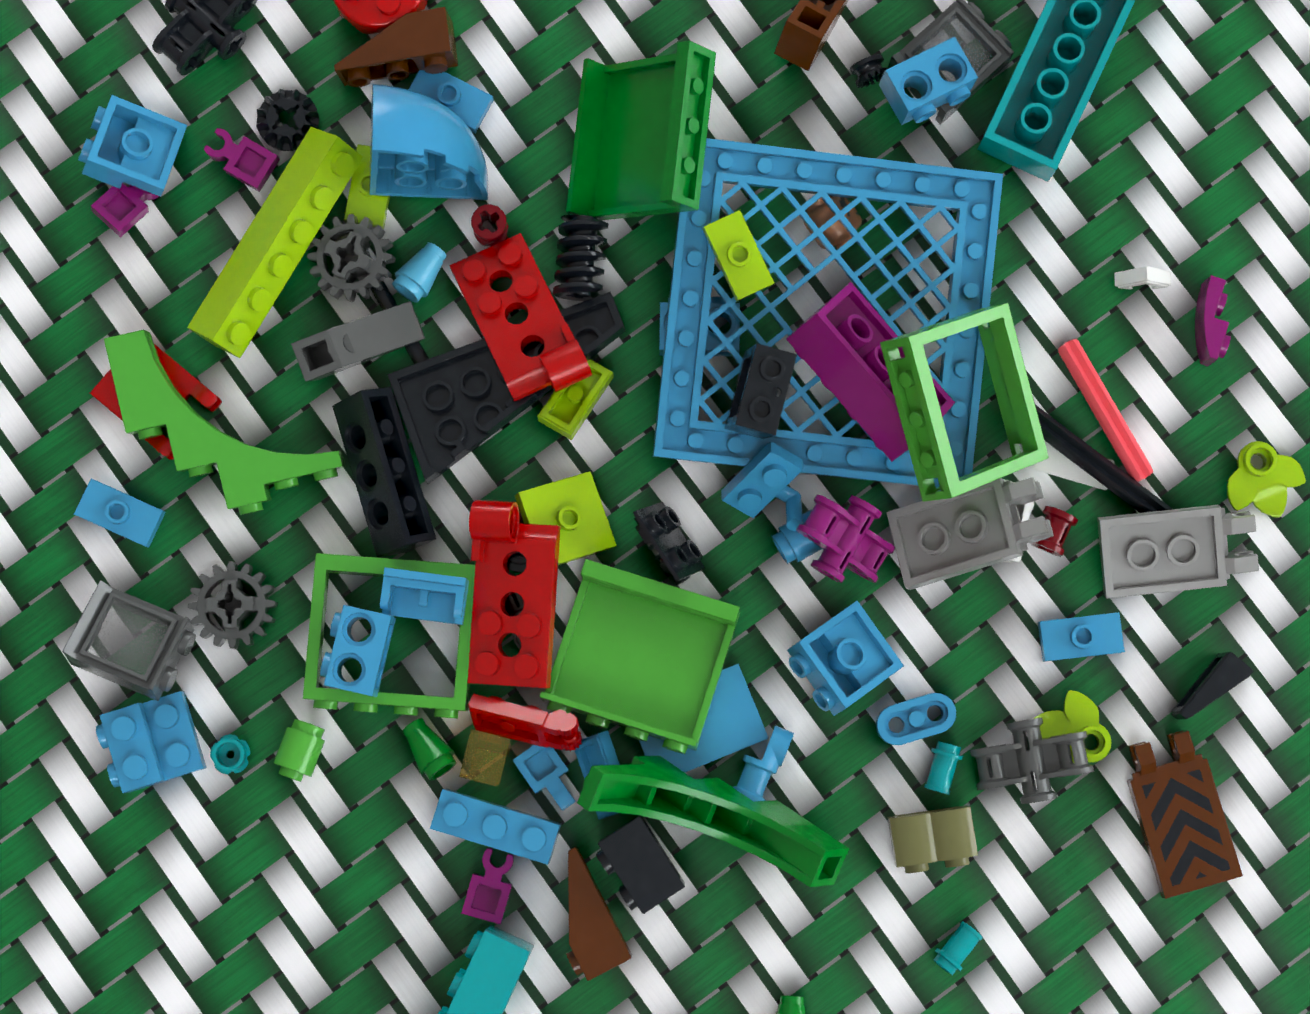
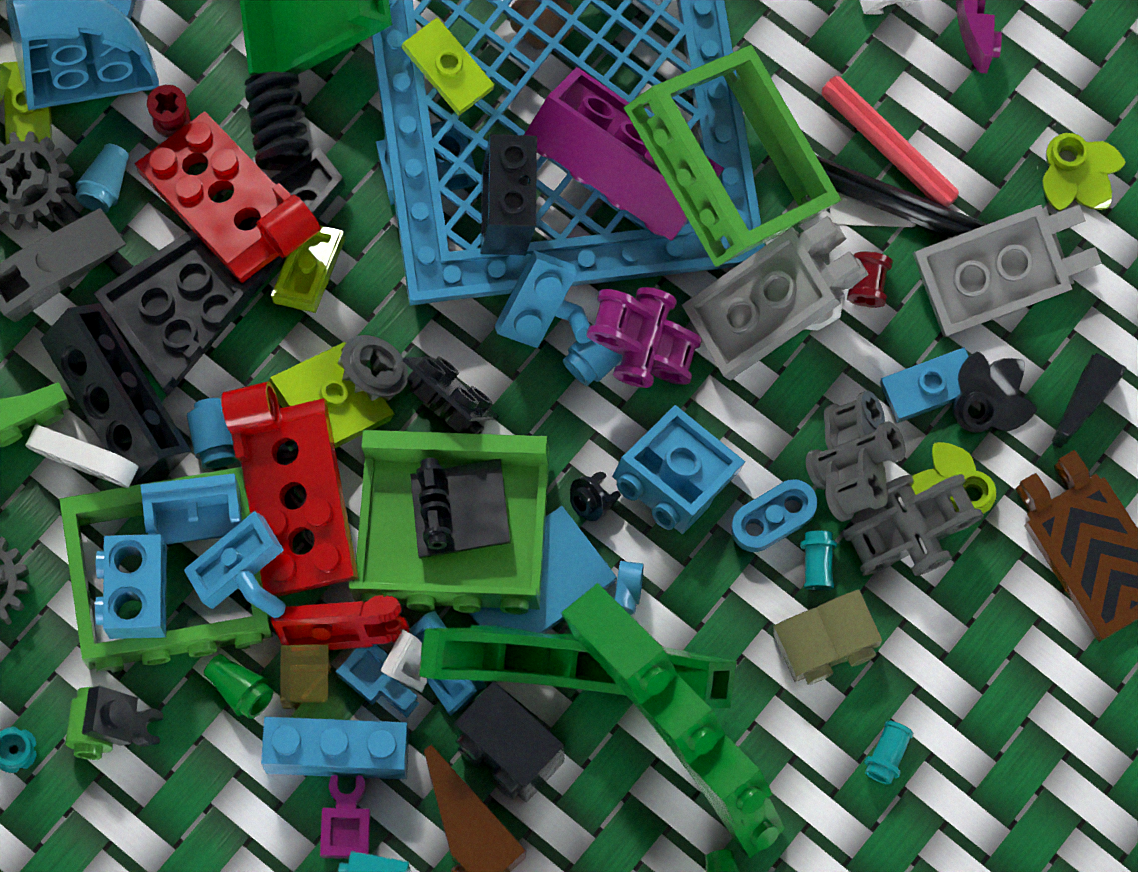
camera: 15 degrees left, 10 degrees down
(321, 755) = (114, 718): none -> black plate
(343, 520) = (81, 456): none -> white beam
(449, 651) = (234, 563): none -> dark azure plate
(455, 524) = (210, 434): none -> dark azure brick
(572, 769) = (405, 661): none -> white tile
(620, 496) = (384, 360): none -> dark grey gear
(650, 647) = (459, 507): none -> black hinge
(762, 663) = (589, 498): none -> black plate
(783, 883) = (679, 716): none -> green arch
(999, 689) = (855, 455): none -> dark grey axle
(1135, 660) = (996, 390): none -> black plate

